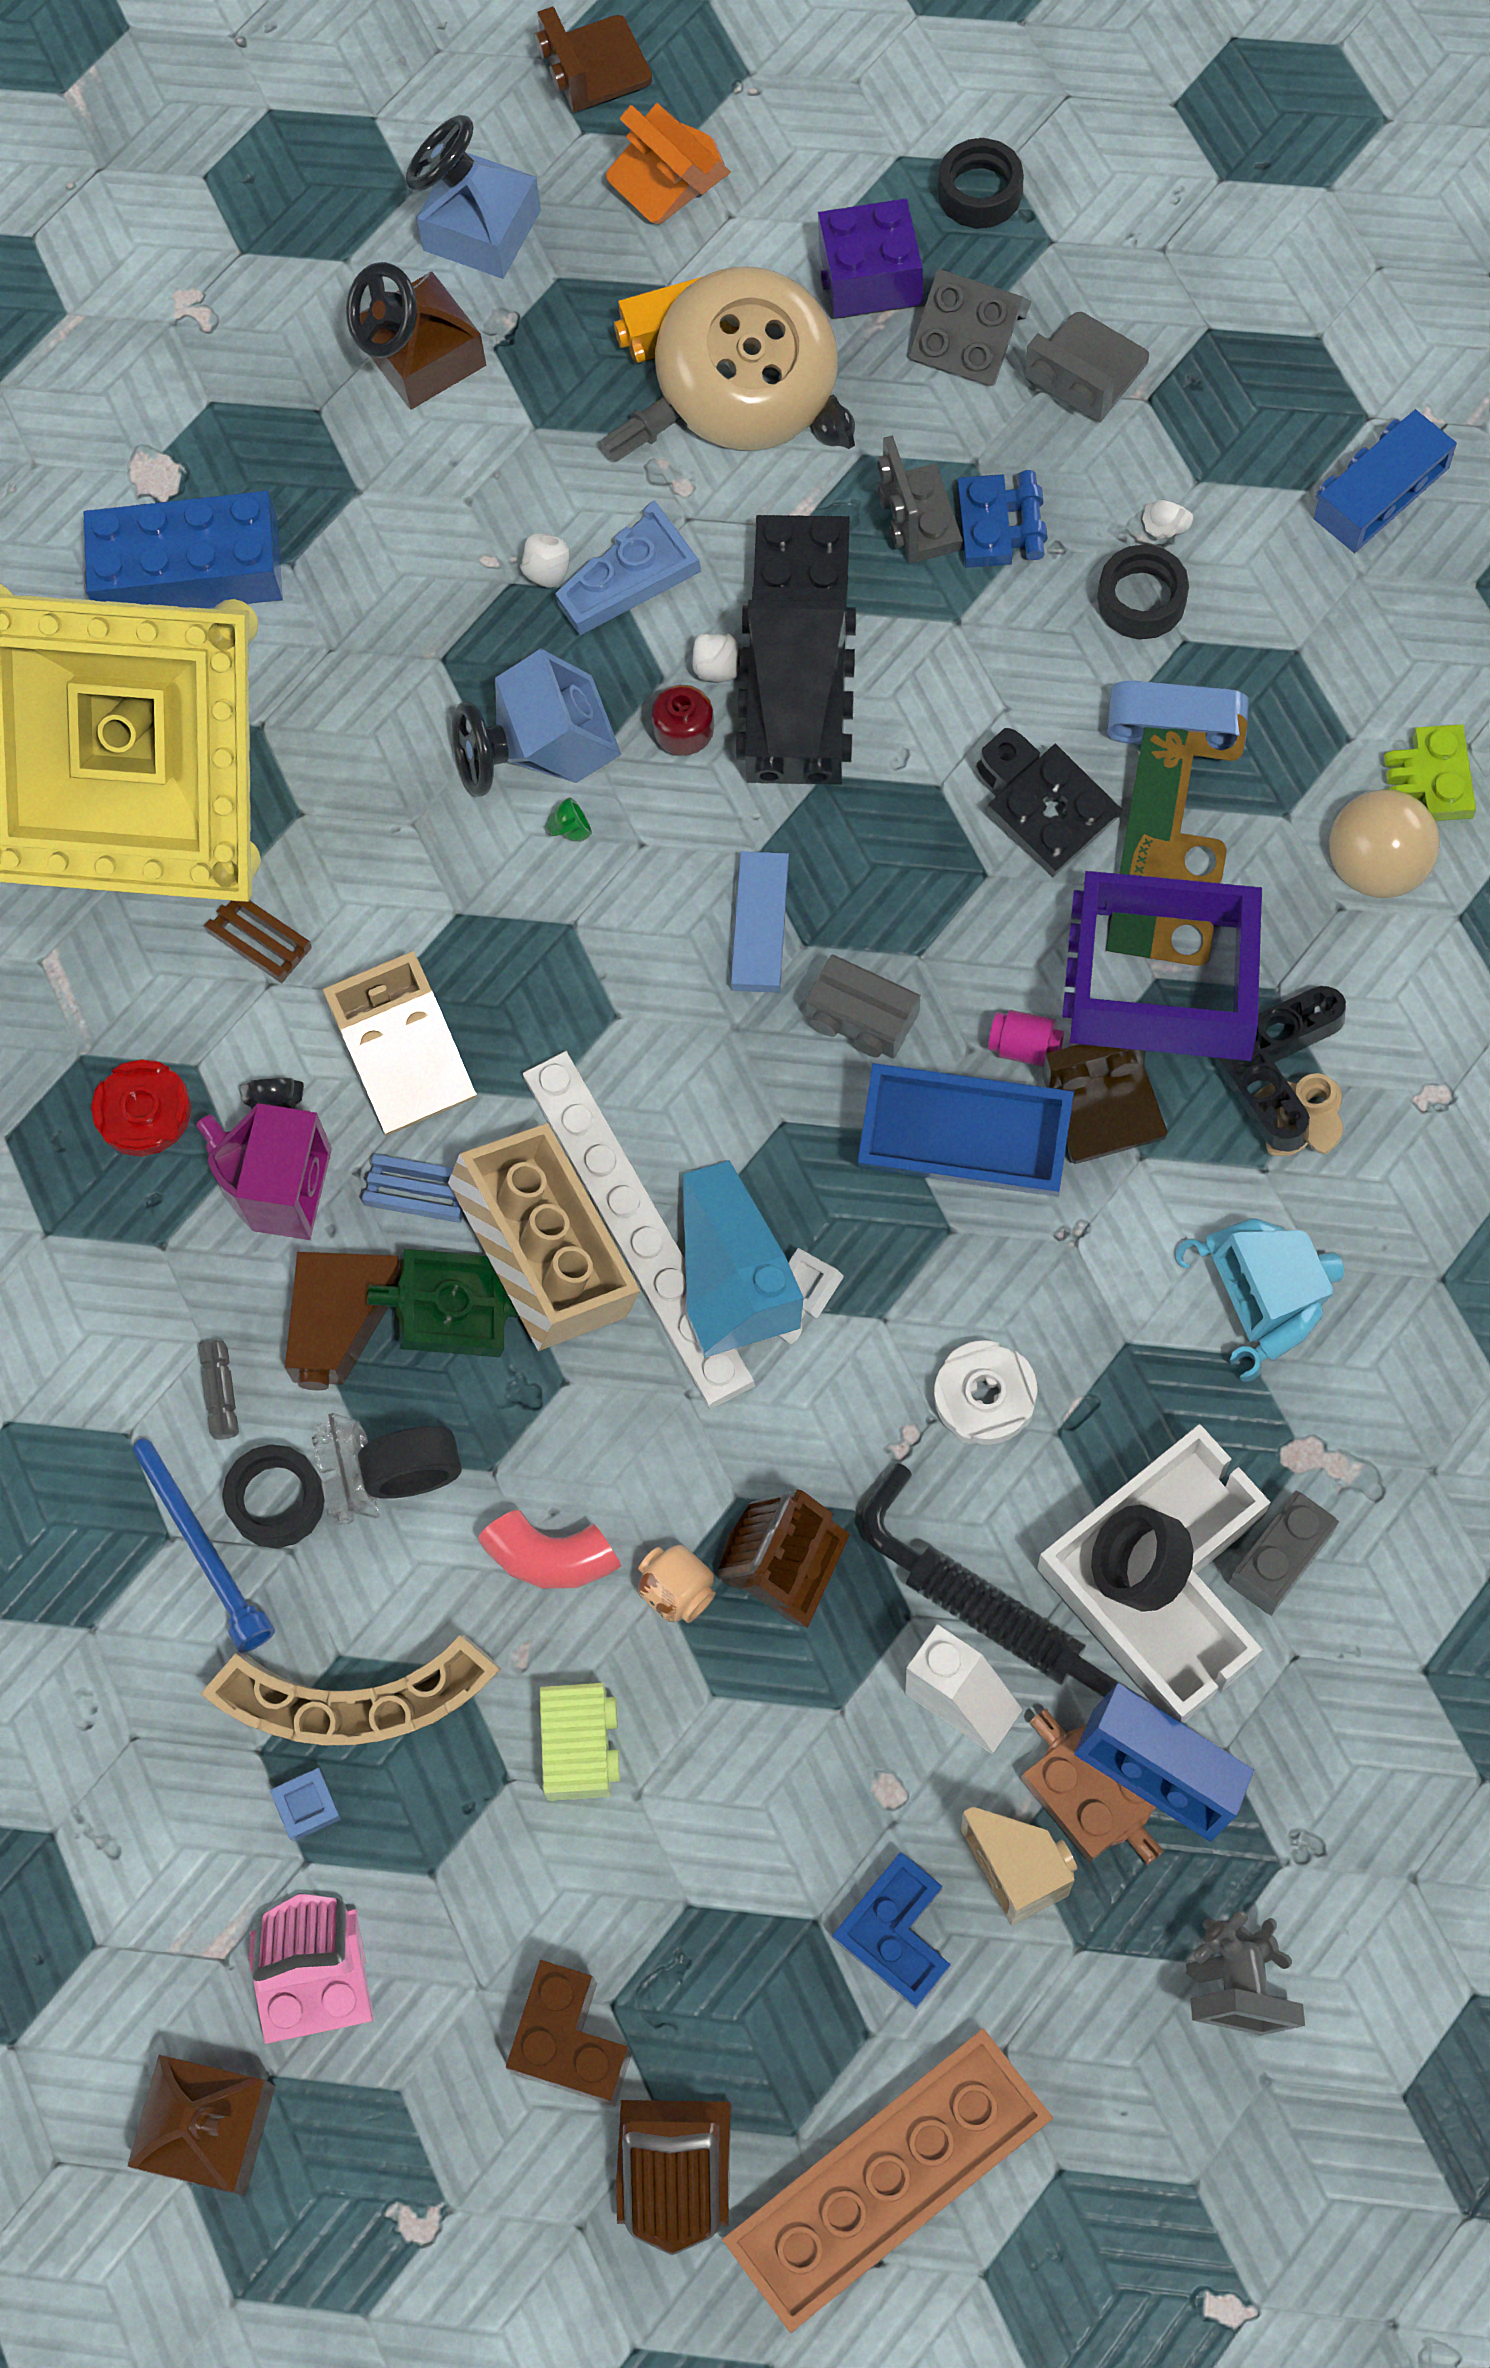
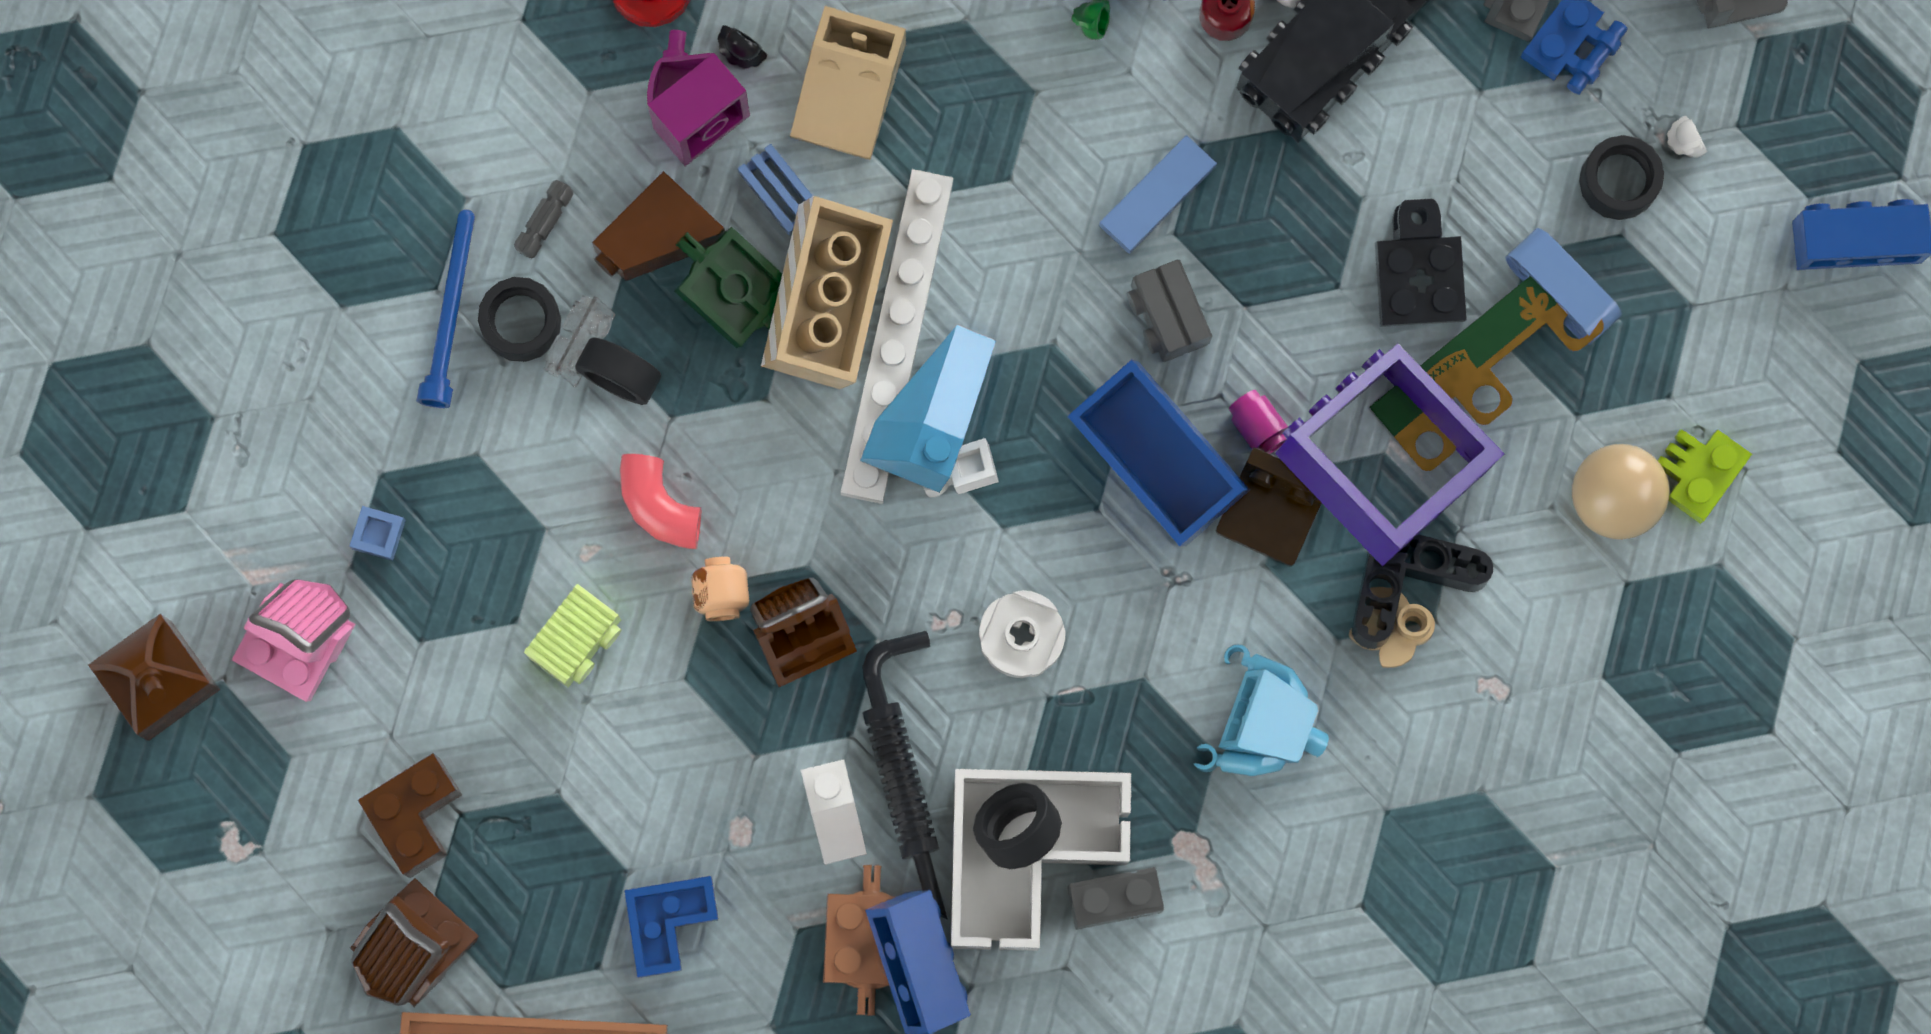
camera: 30 degrees right, 10 degrees up
(351, 1717) = (449, 502): tan brick -> none
(1019, 1862) = (772, 948): tan slope -> none

